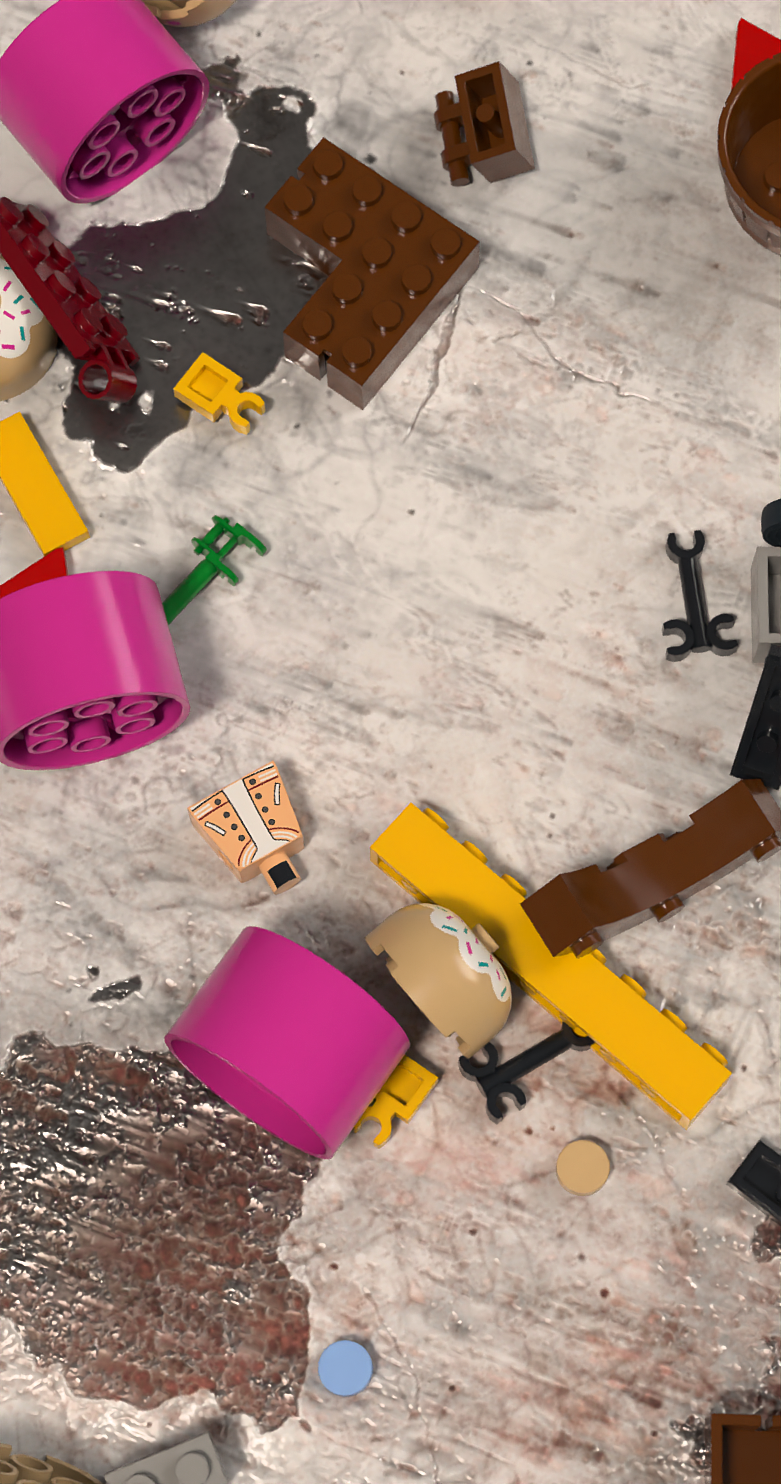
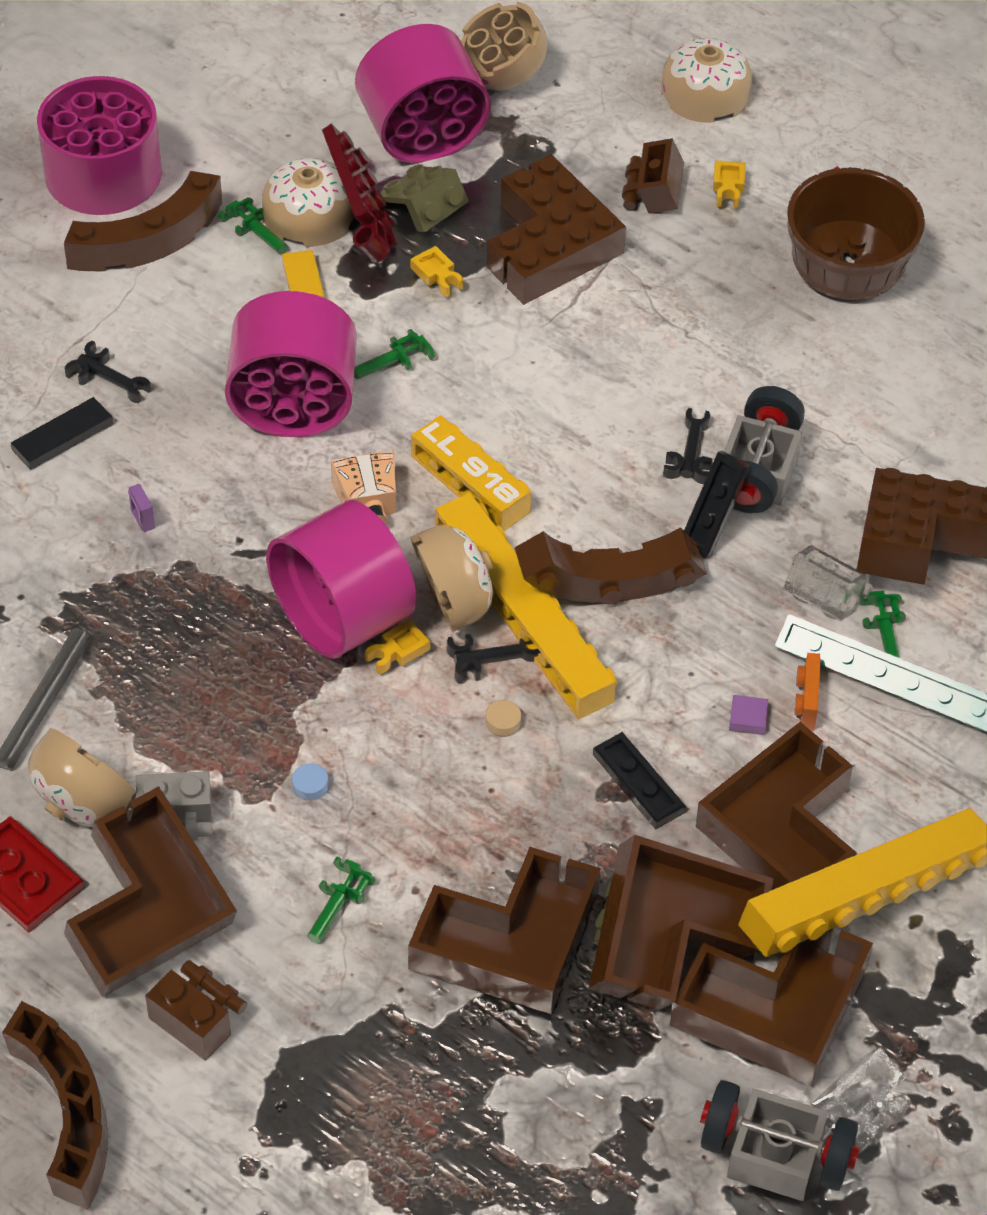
camera: 15 degrees right, 20 degrees down
(152, 253) = (428, 194): none -> olive bracket
(394, 753) = (469, 469): none -> yellow brick
(593, 91) = (729, 181): none -> yellow plate

